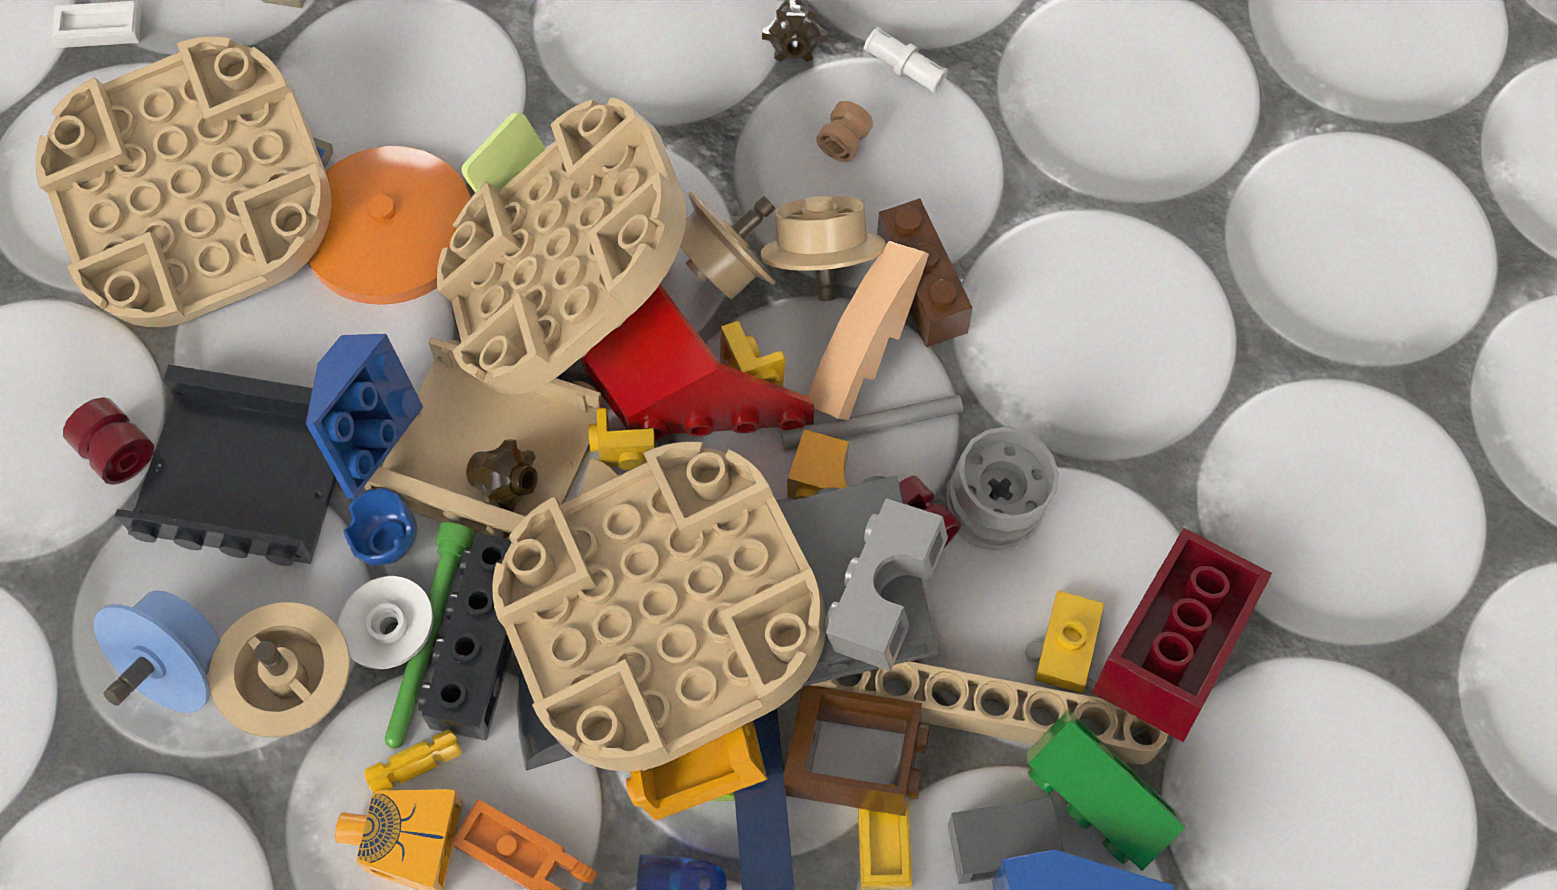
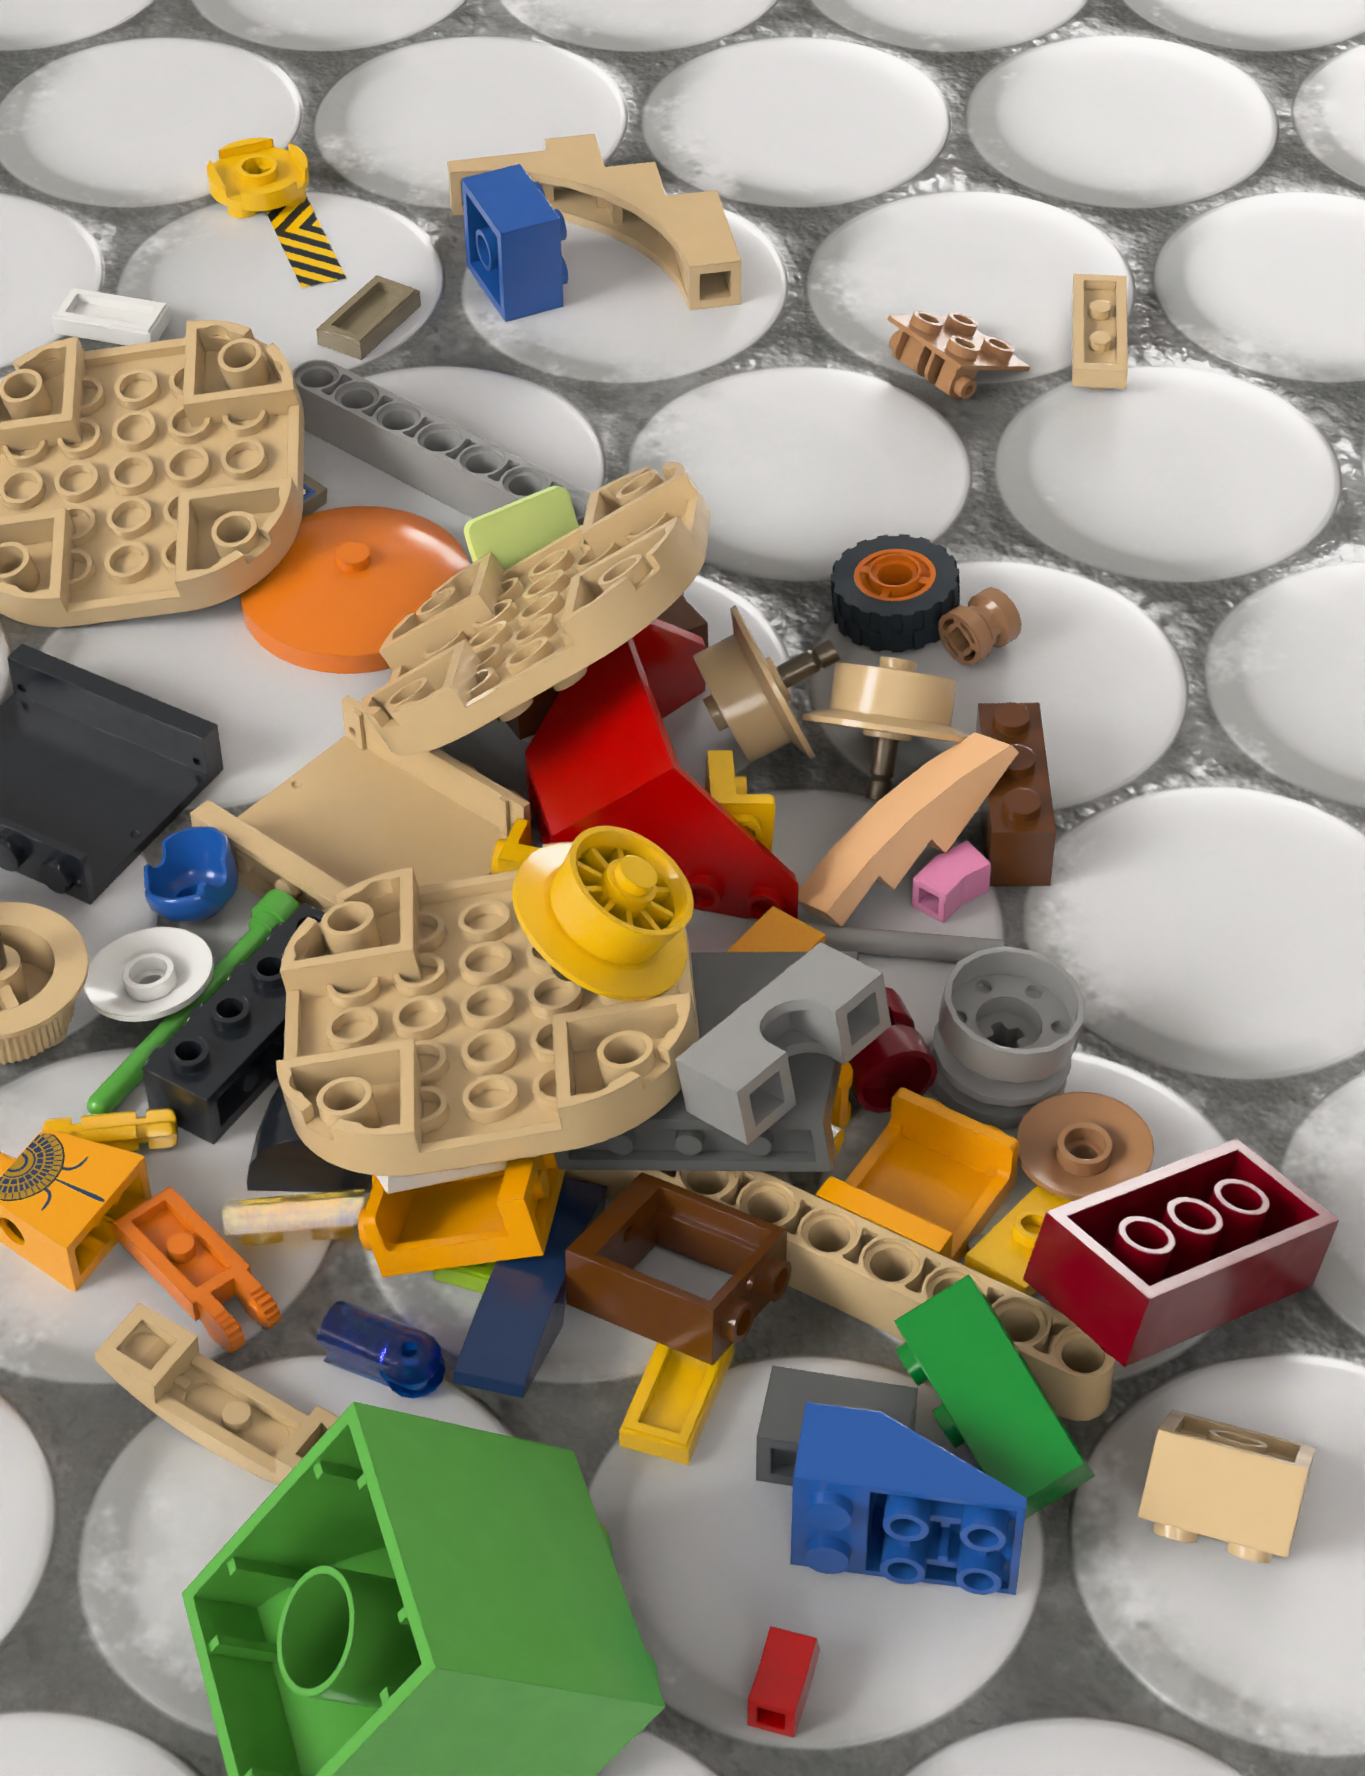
camera: 20 degrees right, 20 degrees down
(360, 407) = (224, 729): blue slope -> none
(402, 89) = (418, 444): none -> light grey beam
(503, 474) = (366, 848): dark brown rock -> none
(569, 791) = (265, 1218): none -> clear yellow plate
(732, 529) = (607, 912): none -> yellow piece
(771, 96) = (894, 592): none -> black wheel
(794, 31) = (960, 510): dark brown rock -> none
(905, 60) = (1097, 575): white pin -> none
(905, 356) = (951, 881): none -> bright pink piece
(984, 616) = (930, 1176): none -> light orange panel
(1082, 534) = (1083, 1144): none -> medium nougat dish
(1264, 788) = (1225, 1486): none -> tan slope

